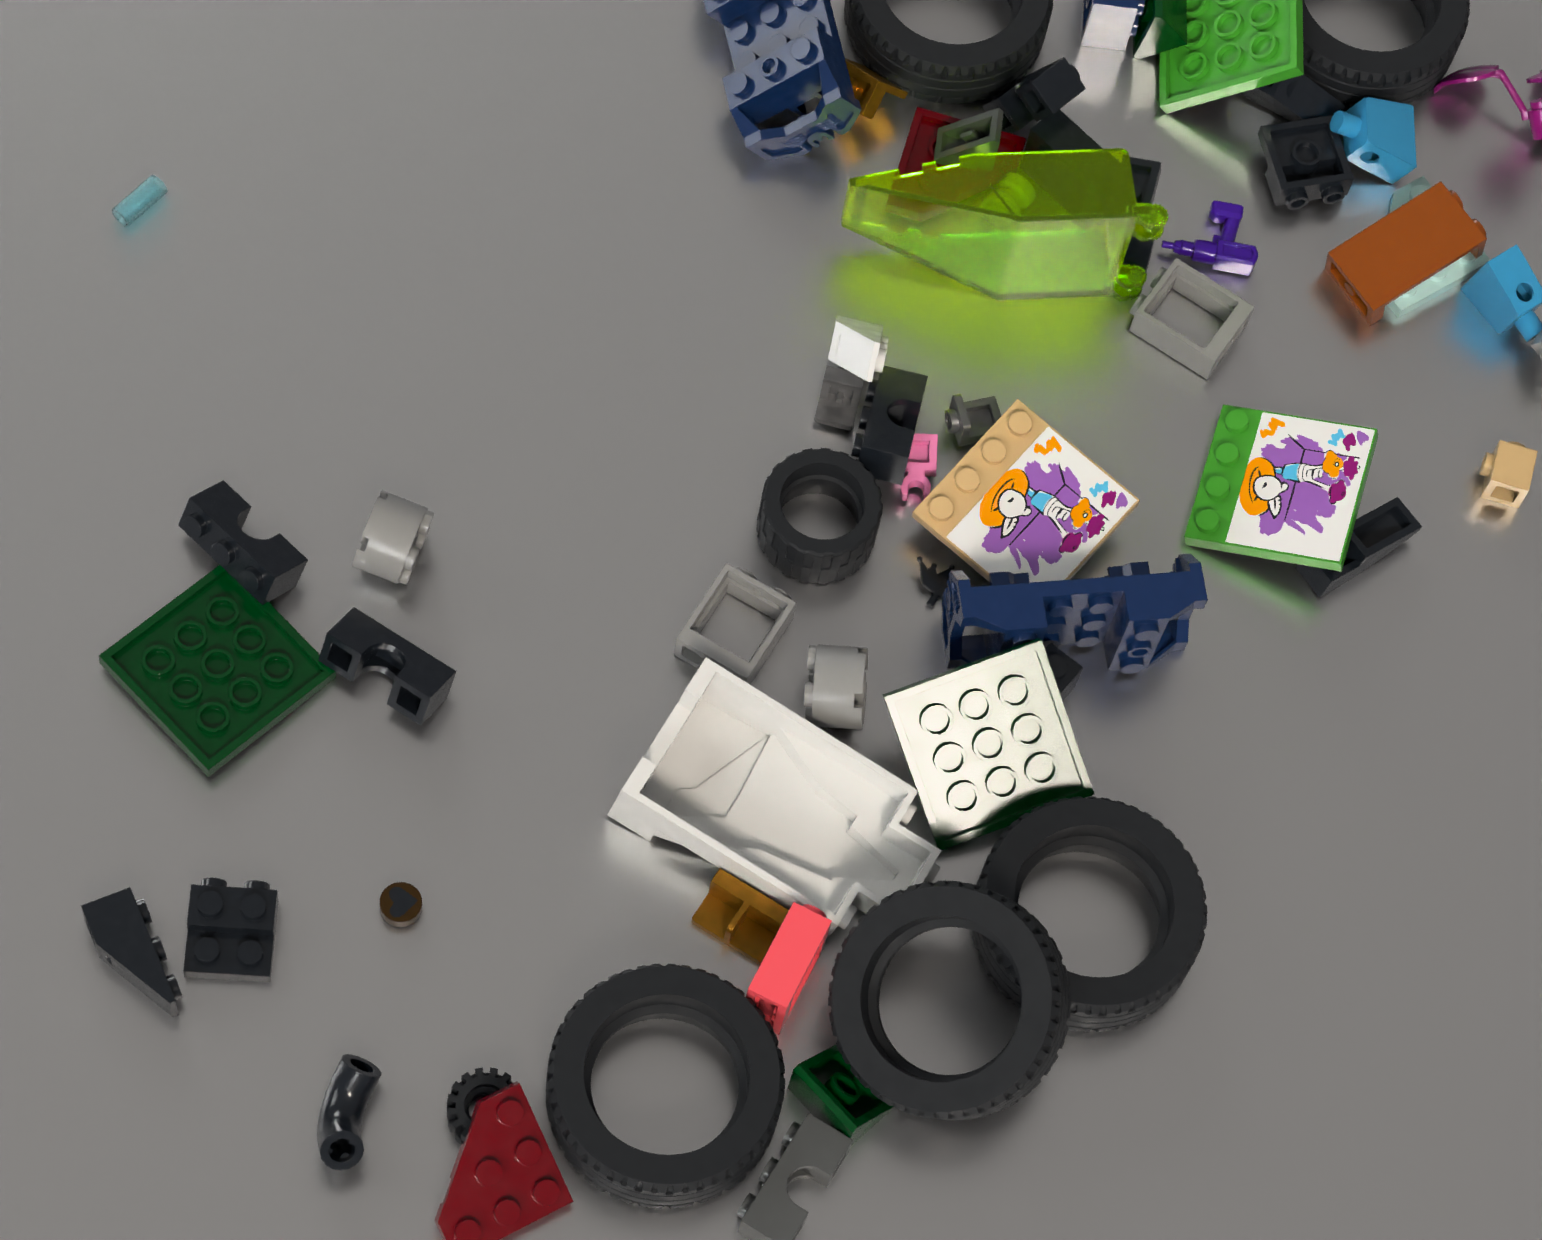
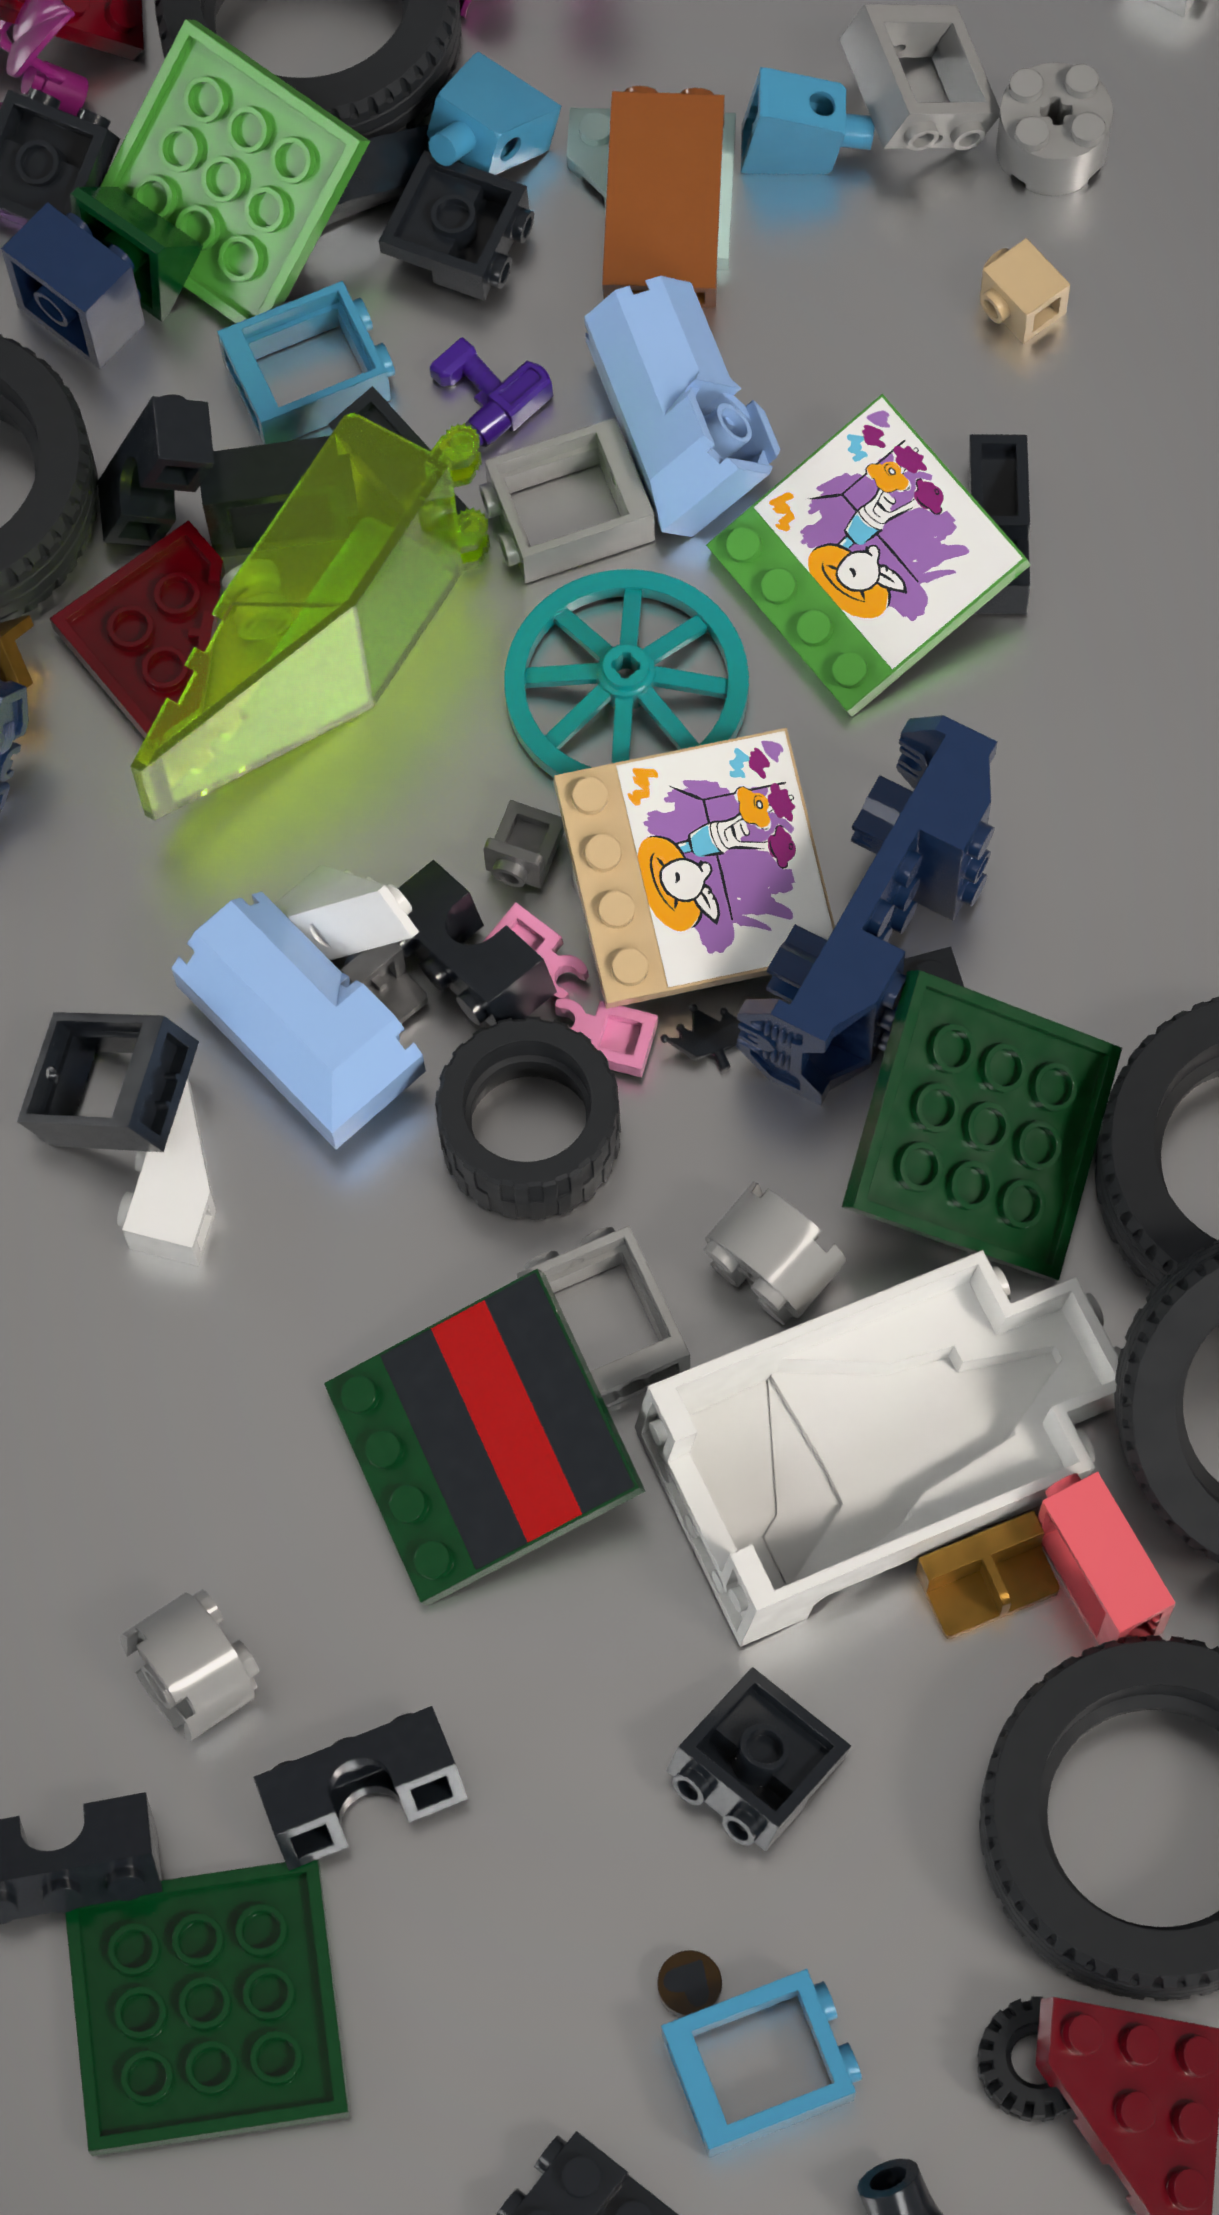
camera: 40 degrees left, 5 degrees up
(347, 938) = (698, 2089): none -> dark azure window
(547, 858) = (756, 1760): none -> black plate
(624, 606) = (483, 1437): none -> plate
(647, 369) = (173, 1195): none -> white slope
(685, 313) = (148, 1094): none -> black window
(785, 363) = (297, 1017): none -> light blue brick
(901, 533) = (618, 1032): none -> bright pink plate
(969, 136) = (154, 587): dark grey slope -> none
(1115, 420) = (619, 692): none -> teal wheel
(1177, 116) = (290, 325): none -> dark azure window
(1288, 332) = (677, 404): none -> light blue brick

